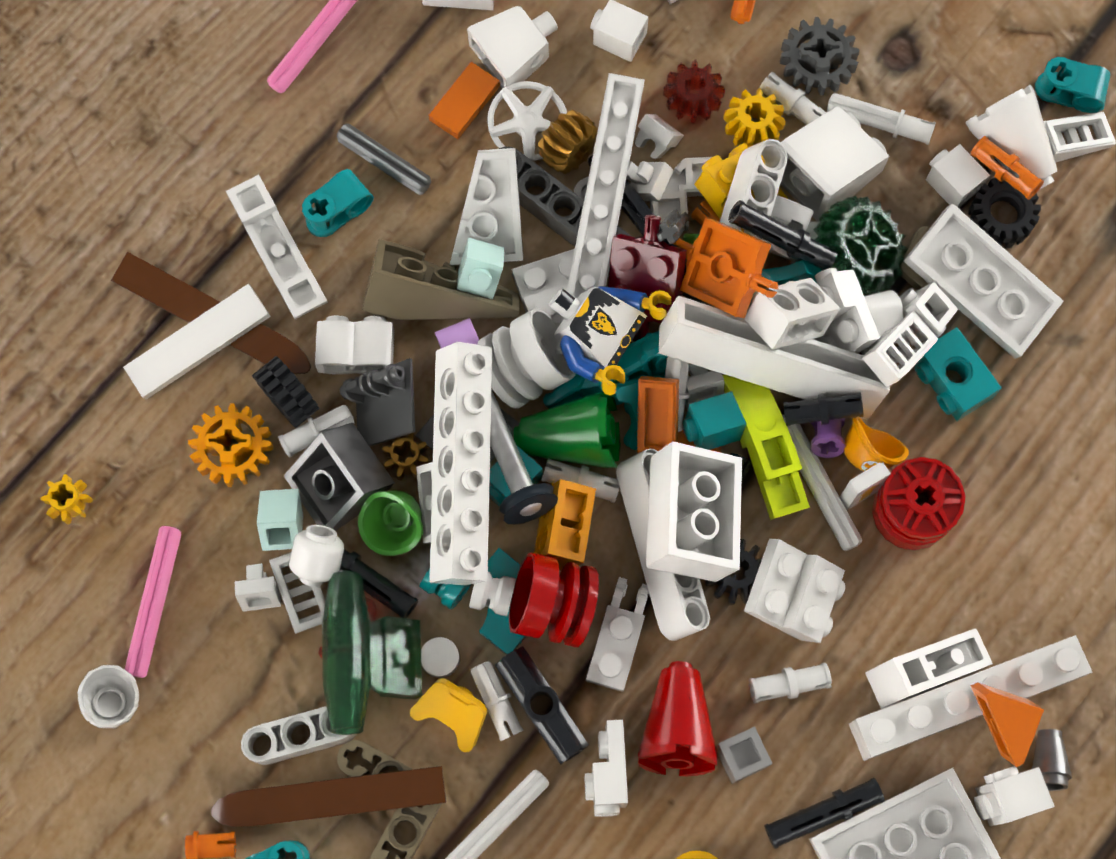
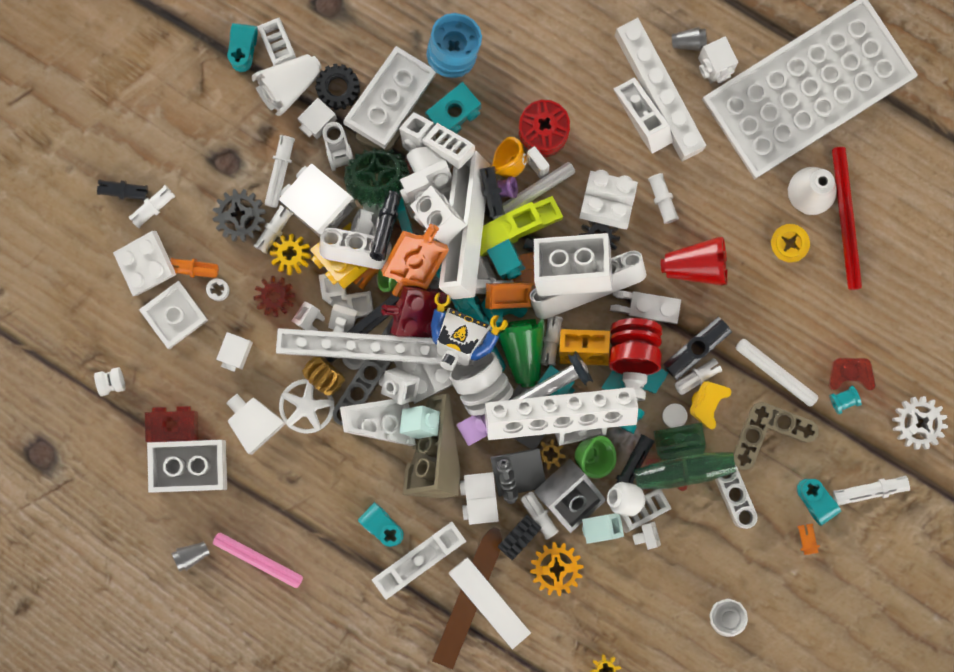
camera: 95 degrees left, 10 degrees up
(153, 601) = (662, 602): bright pink axle -> none
(331, 798) = (770, 469): reddish brown piece -> none
(383, 159) = (344, 499): dark grey axle -> none
(464, 100) = (295, 451): orange tile -> none
(543, 239) = (399, 385): none -> white brick
(608, 779) = (739, 301): white plate -> none
(673, 226) = (383, 297): dark grey axle -> none
(708, 30) = (214, 296): none -> white bush
(743, 755) = (713, 222): light grey brick -> none
(826, 812) = (738, 170): black pin -> none
(907, 200) = (337, 150): none -> white piece
(1010, 720) = (675, 63): orange slope -> none
(1027, 182) = (313, 86): orange pin -> none
(1061, 379) = (453, 45): none -> dark azure wheel

